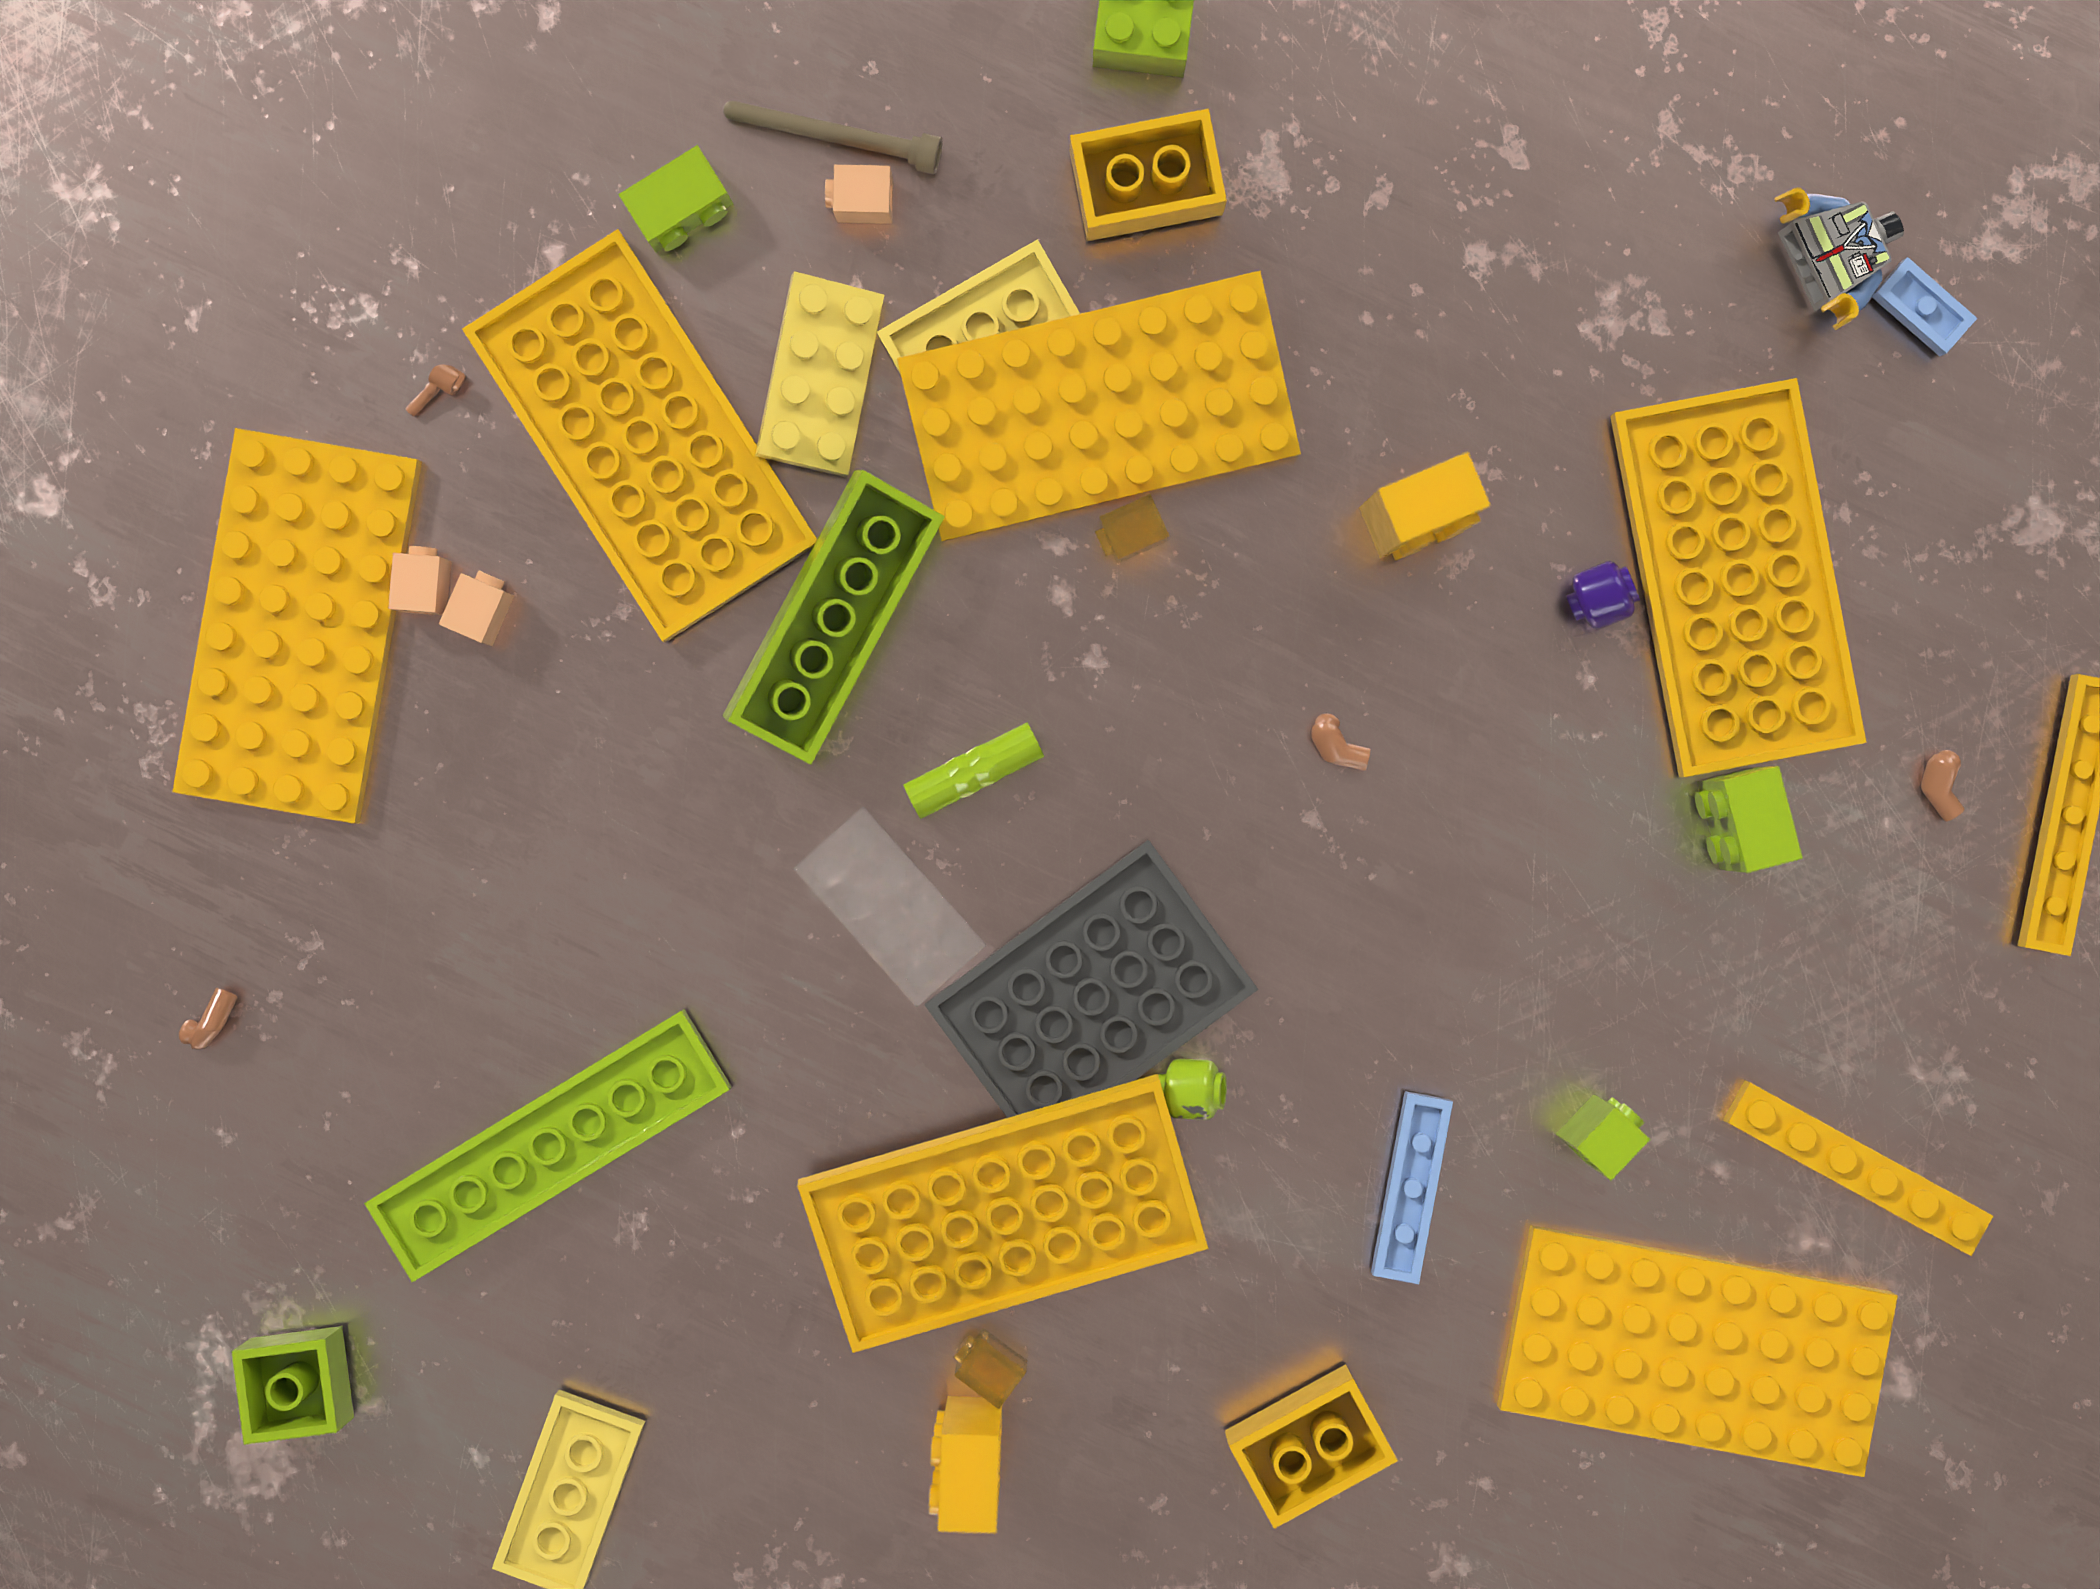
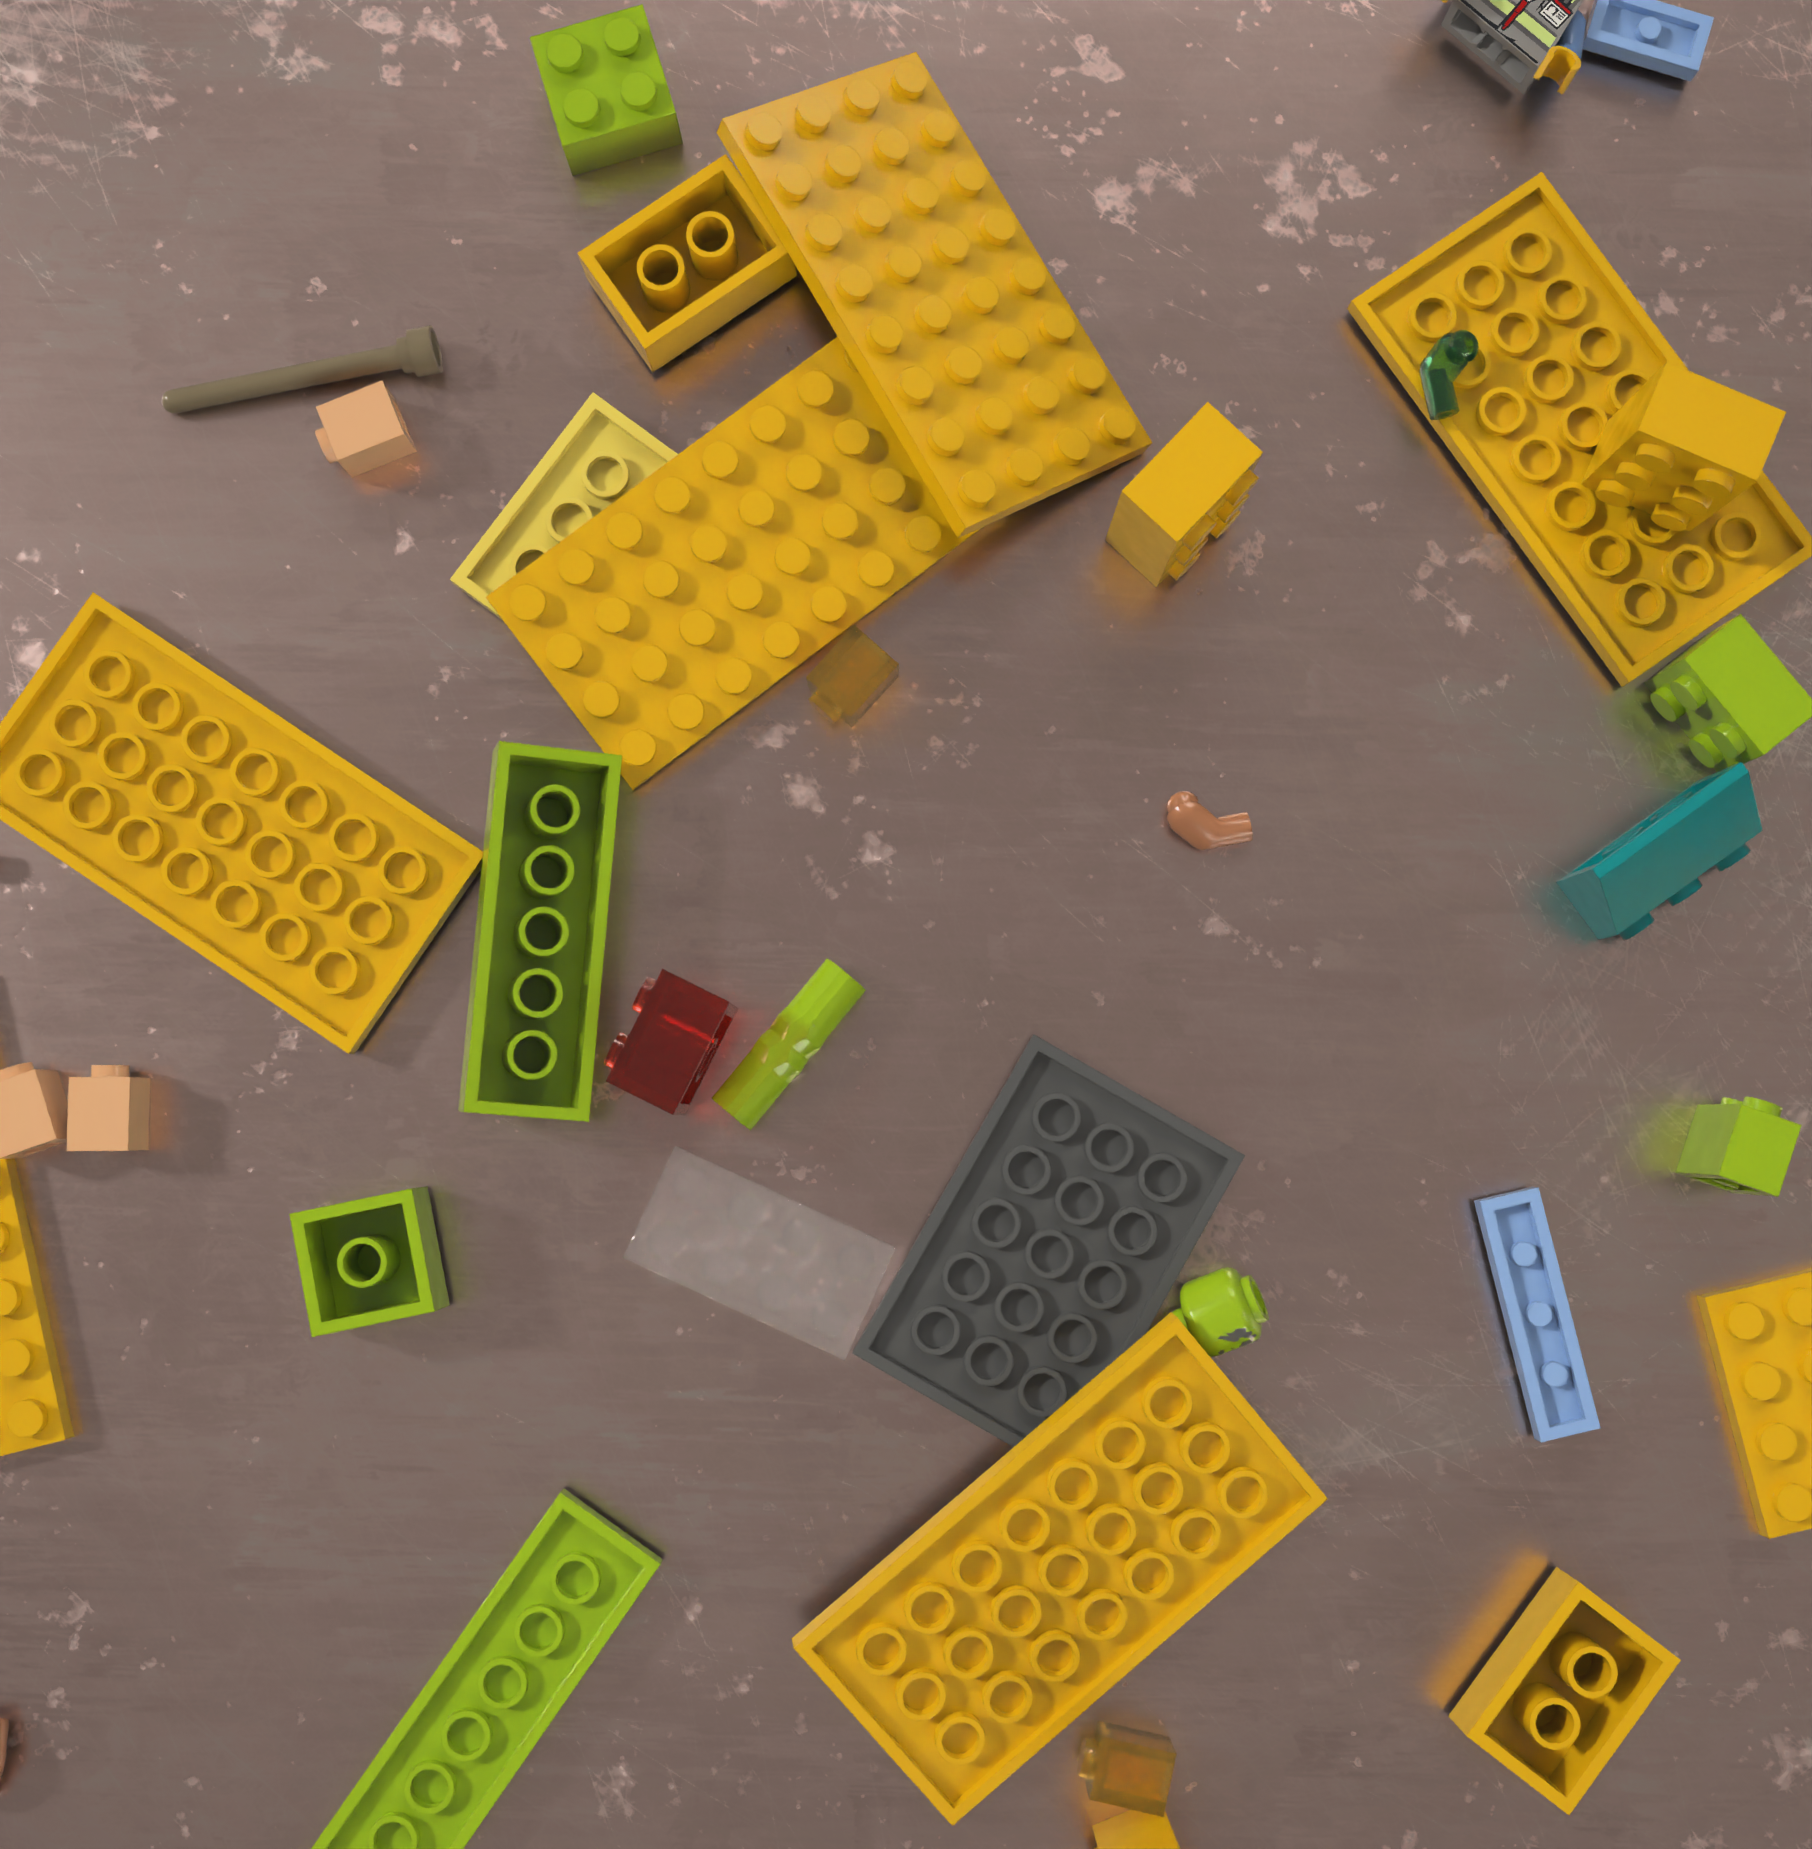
camera: 25 degrees left, 5 degrees down
(617, 793) = (369, 1261): none -> lime brick
(677, 200) = (149, 529): lime brick -> none
(819, 374) = (404, 659): light yellow plate -> none
(890, 734) = (669, 1042): none -> clear red brick
(1316, 272) = (934, 290): none -> yellow plate
(1603, 595) = (1436, 513): dark purple head -> none
(1650, 910) = (1665, 854): none -> teal slope
(1654, 492) = (1442, 367): none -> clear green arm
(1791, 631) = (1682, 448): none -> yellow brick

